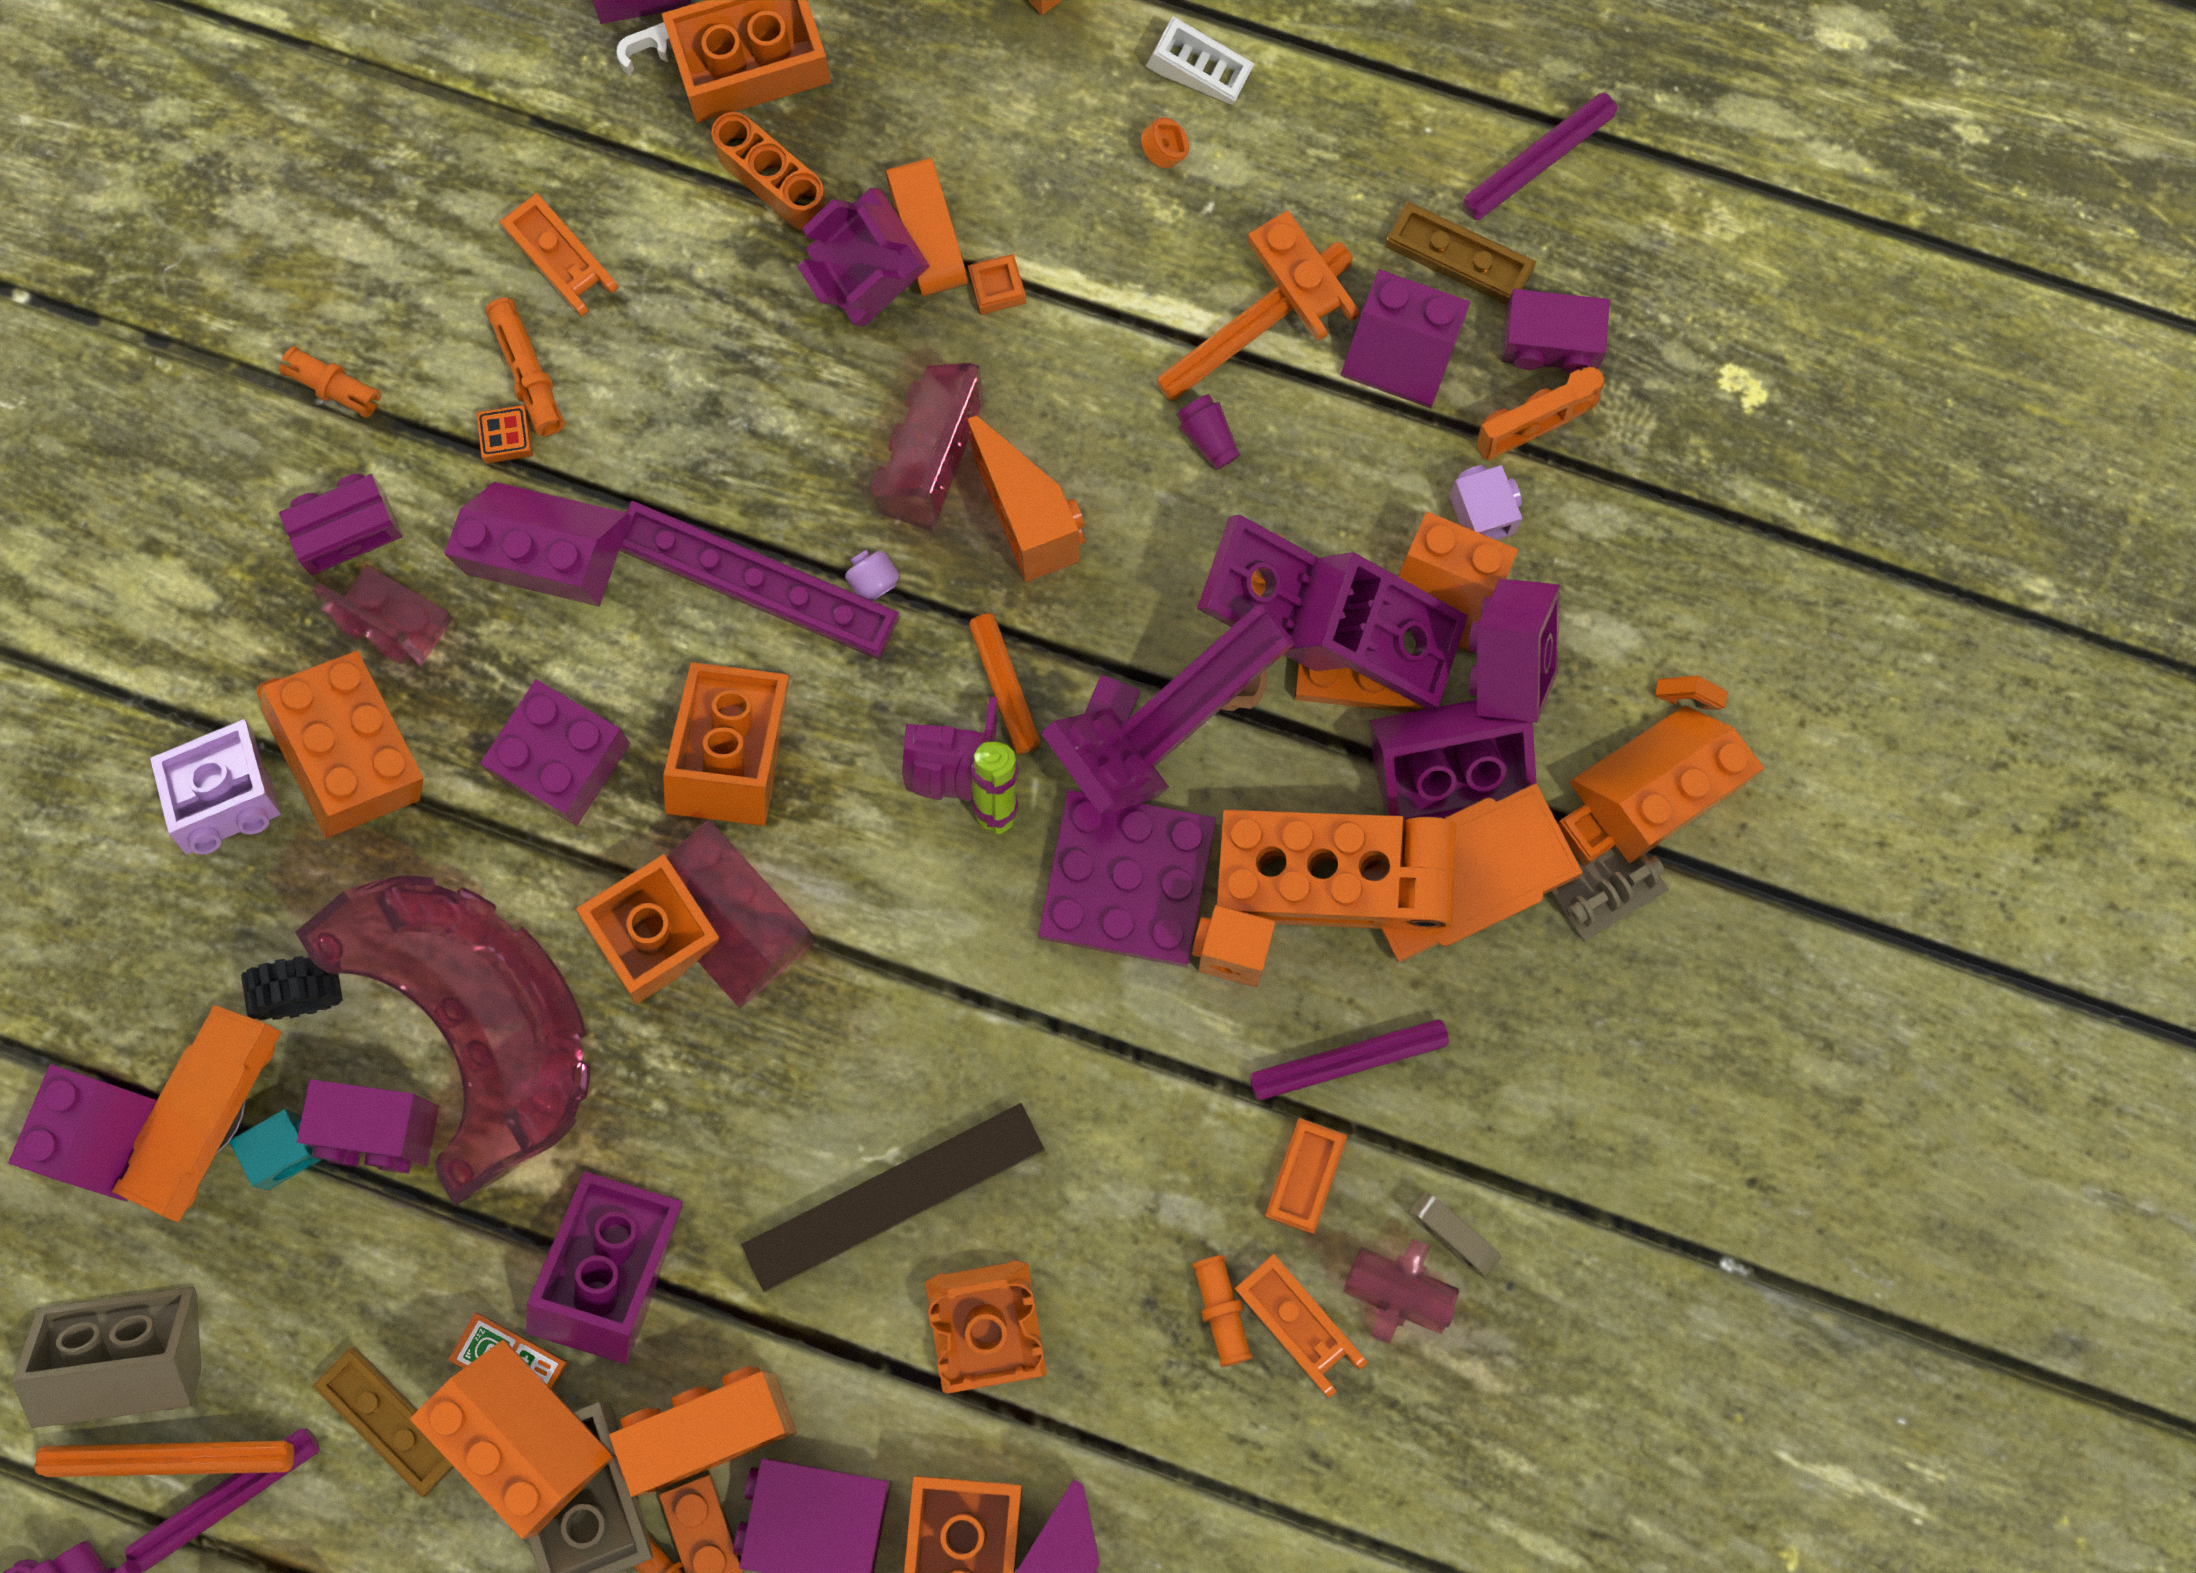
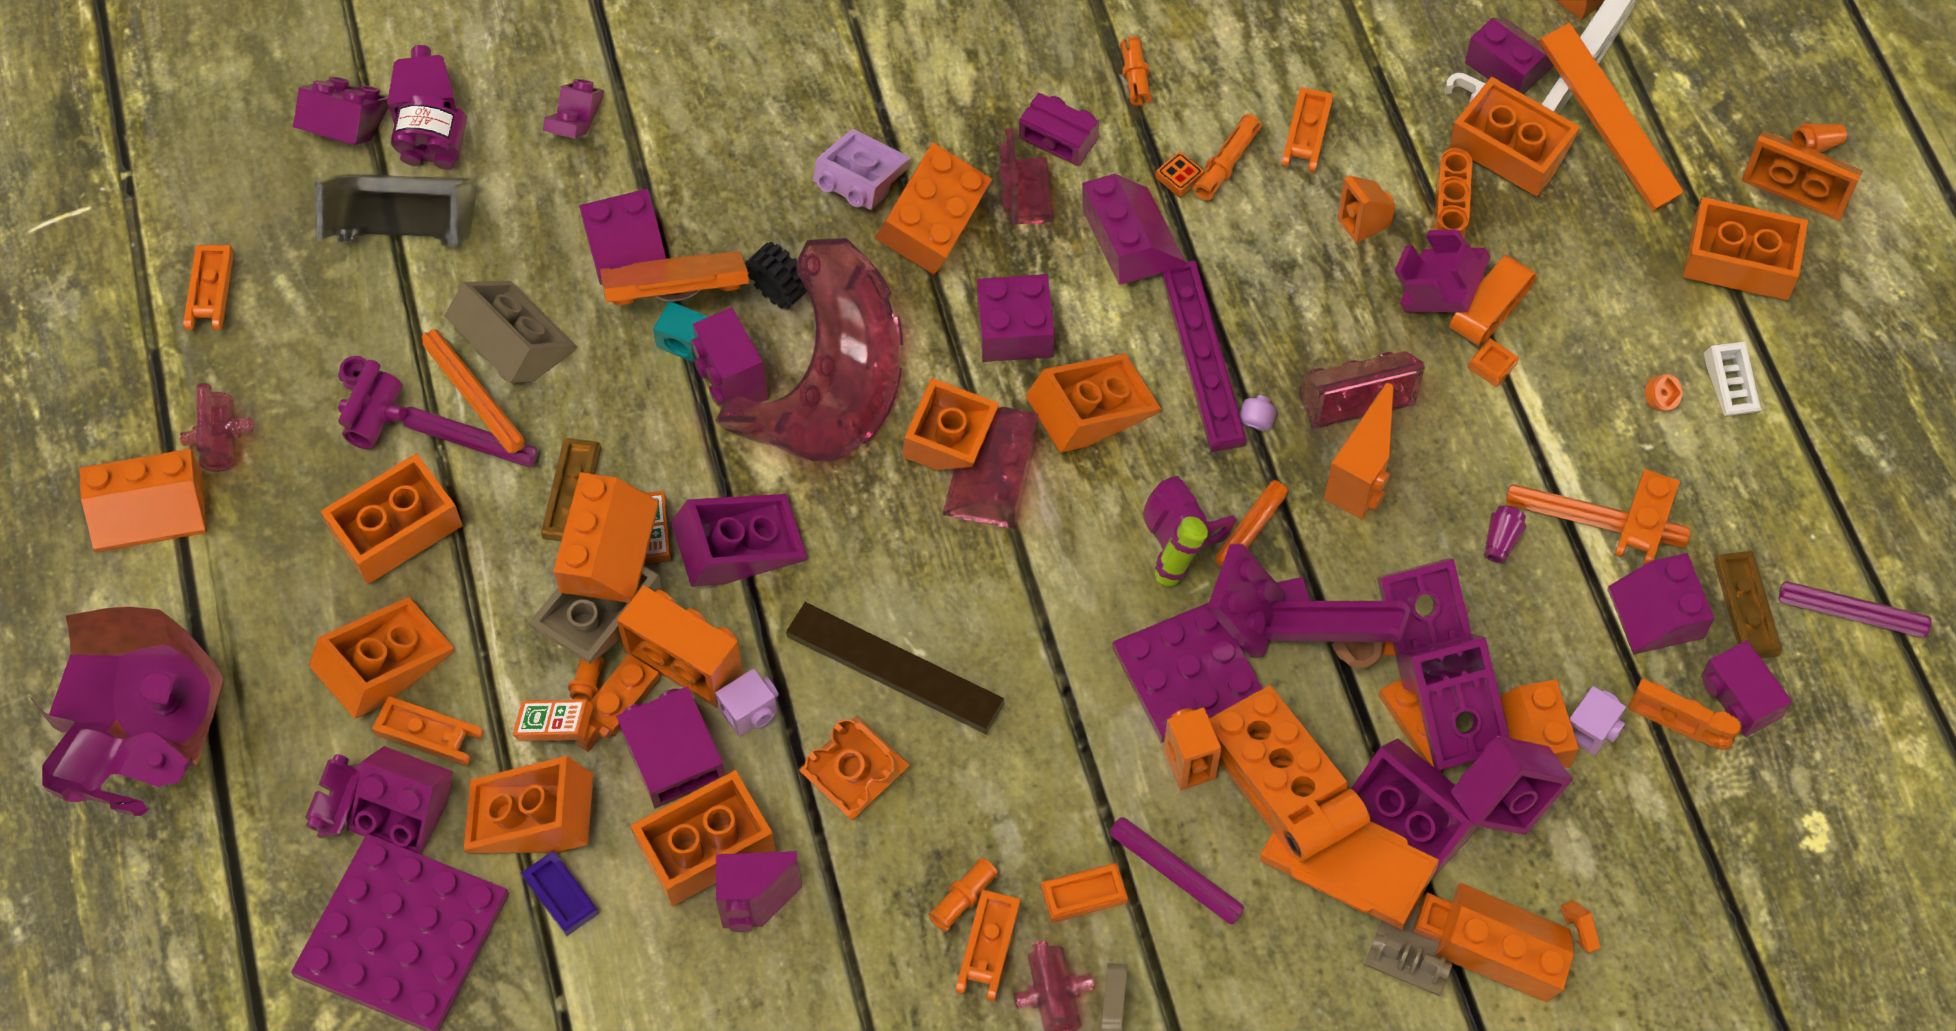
camera: 55 degrees right, 15 degrees down
(713, 272) = (1364, 208): none -> orange slope
(824, 1395) = (748, 702): none -> lavender brick

